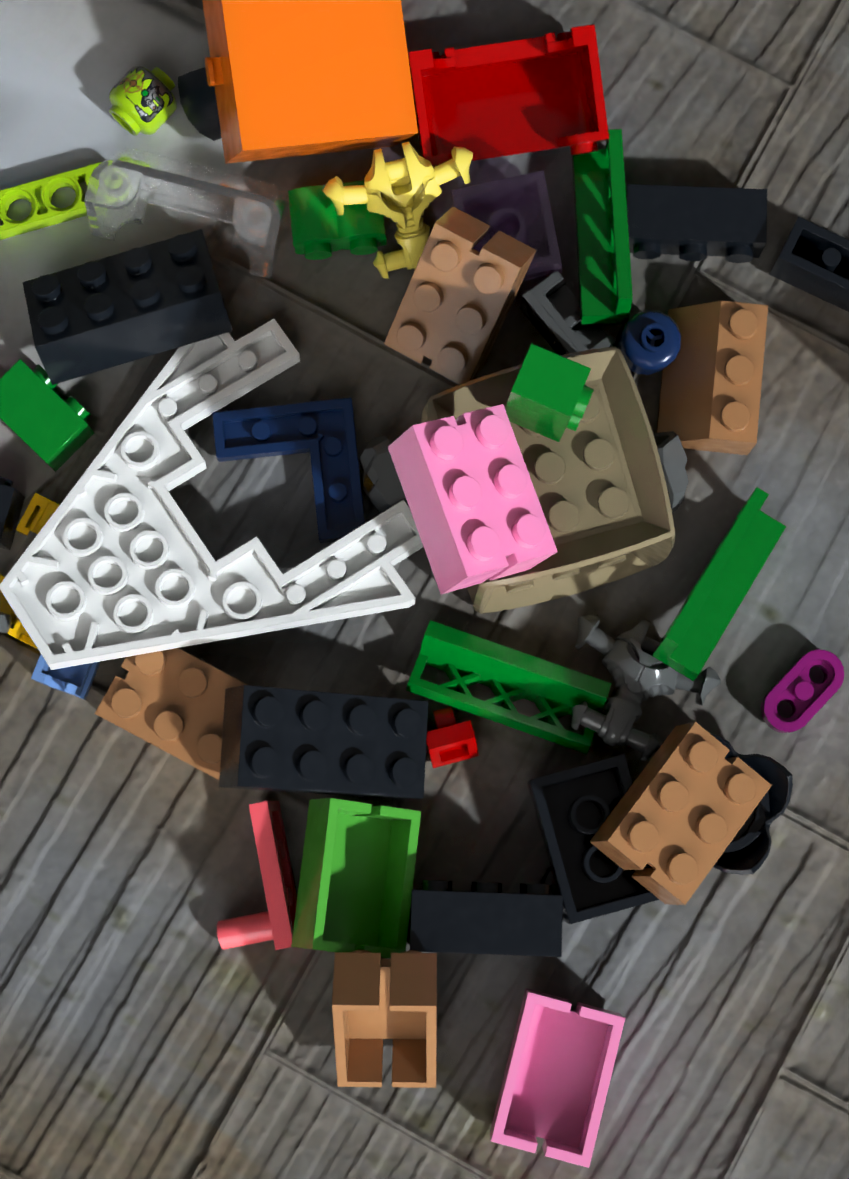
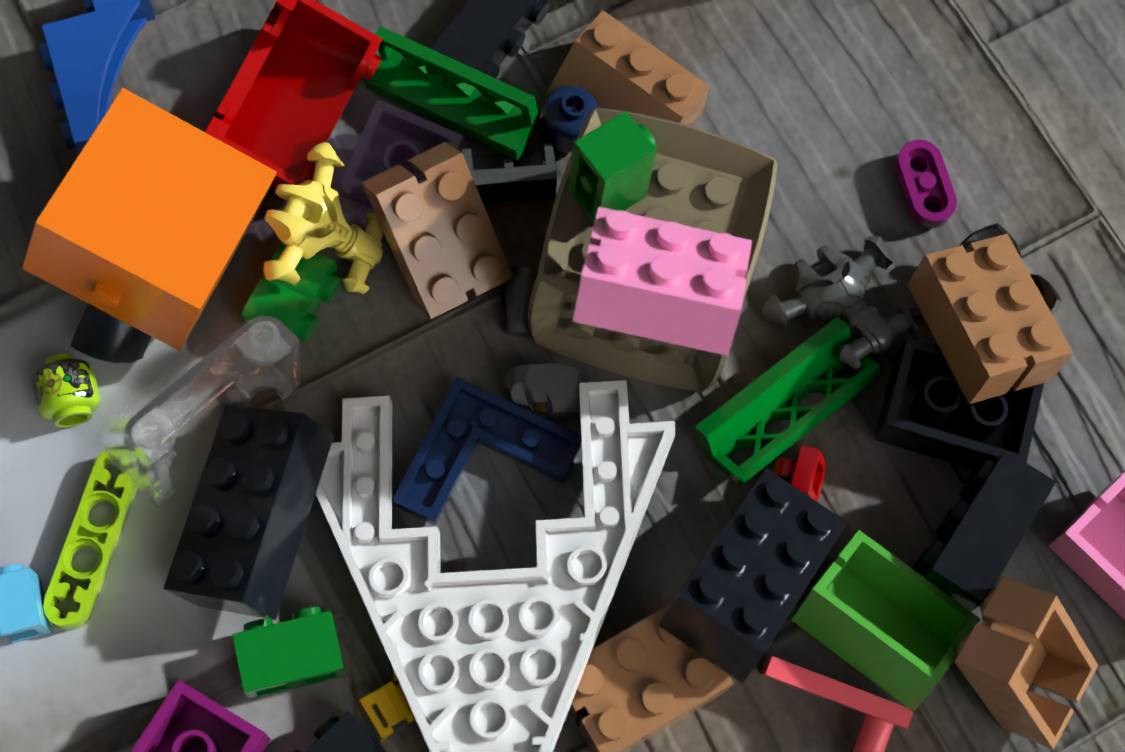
camera: 70 degrees left, 10 degrees down
(720, 589) = (809, 190): green fence -> none

